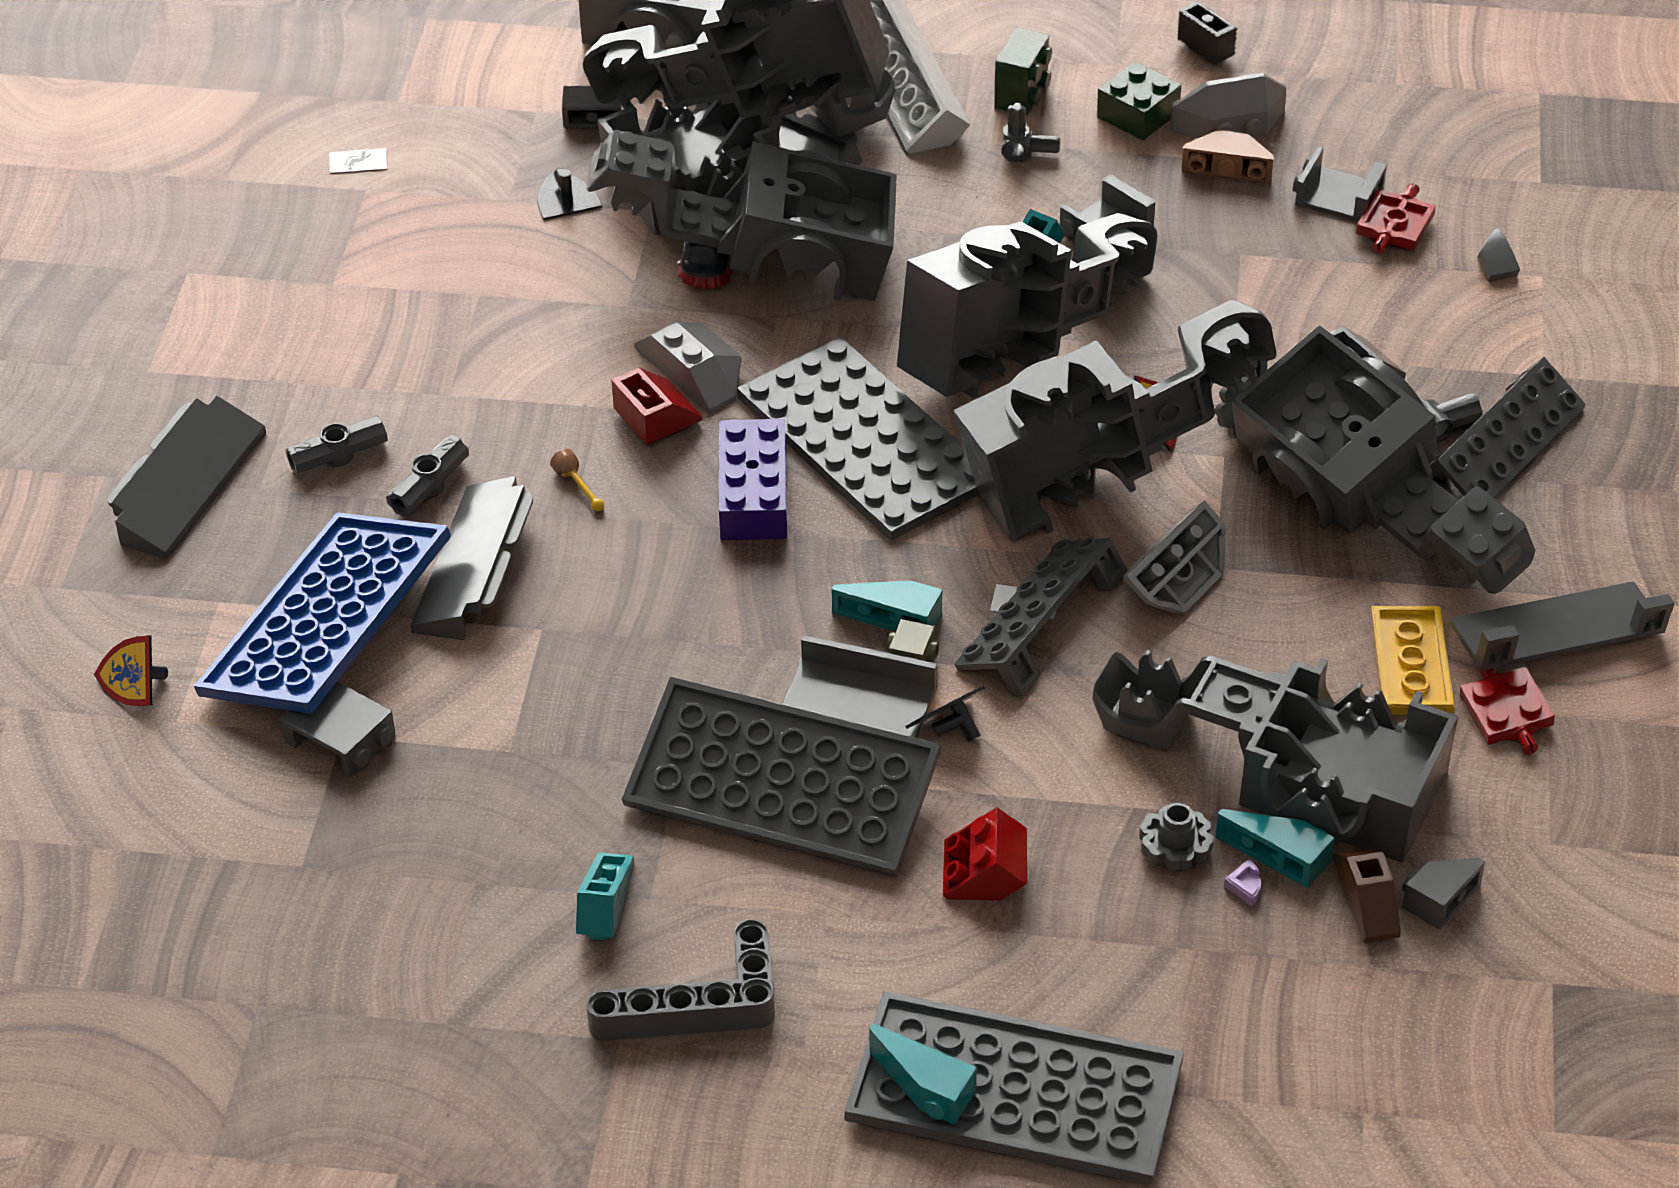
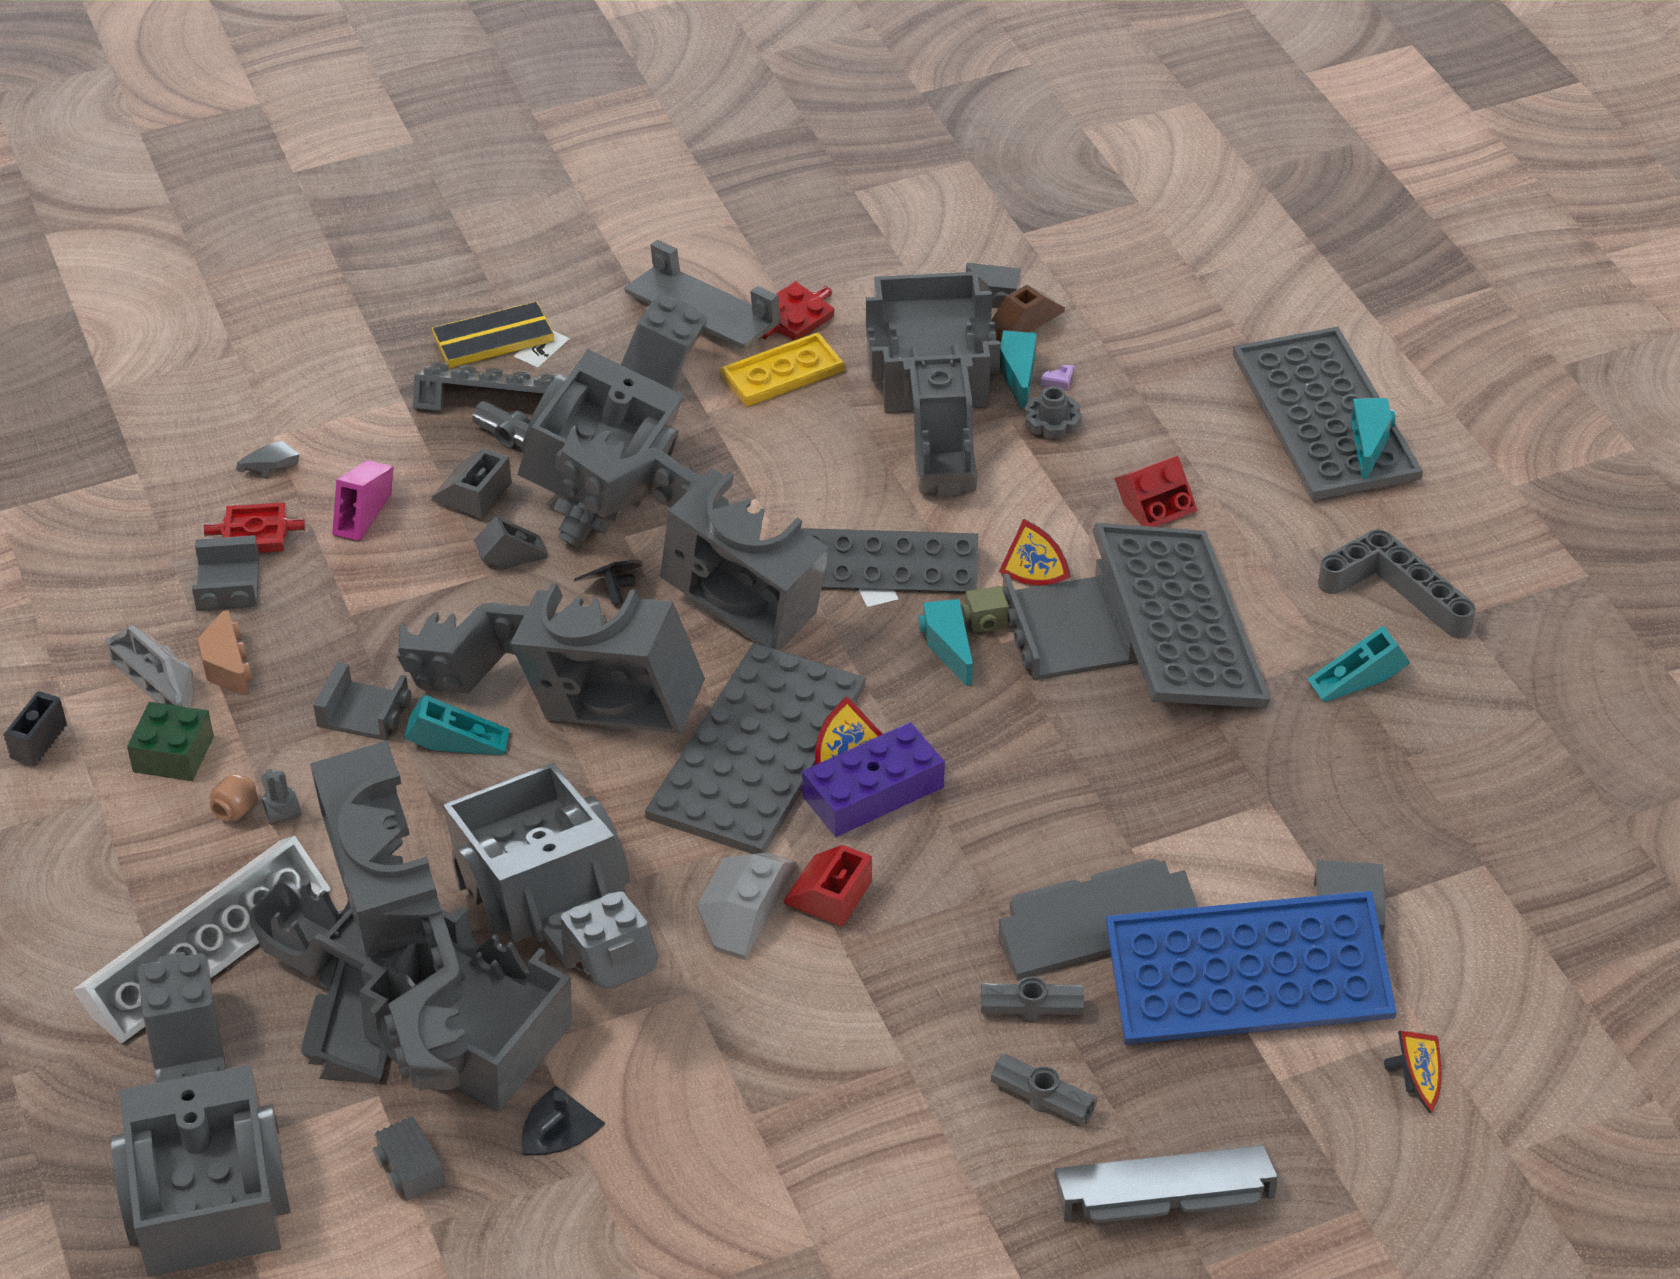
camera: 120 degrees left, 0 degrees up
(566, 465) = (942, 915): hinge -> none
(816, 477) = (843, 730): none -> shield
(1022, 70) = (180, 826): dark green brick -> none
(1043, 114) = (233, 797): none -> nougat head
(1181, 562) = (788, 501): light grey wedge -> none
(1389, 286) = (360, 498): none -> dark pink slope
(1574, 498) = (540, 353): none -> white sticker
(1612, 463) = (493, 334): none -> black tile

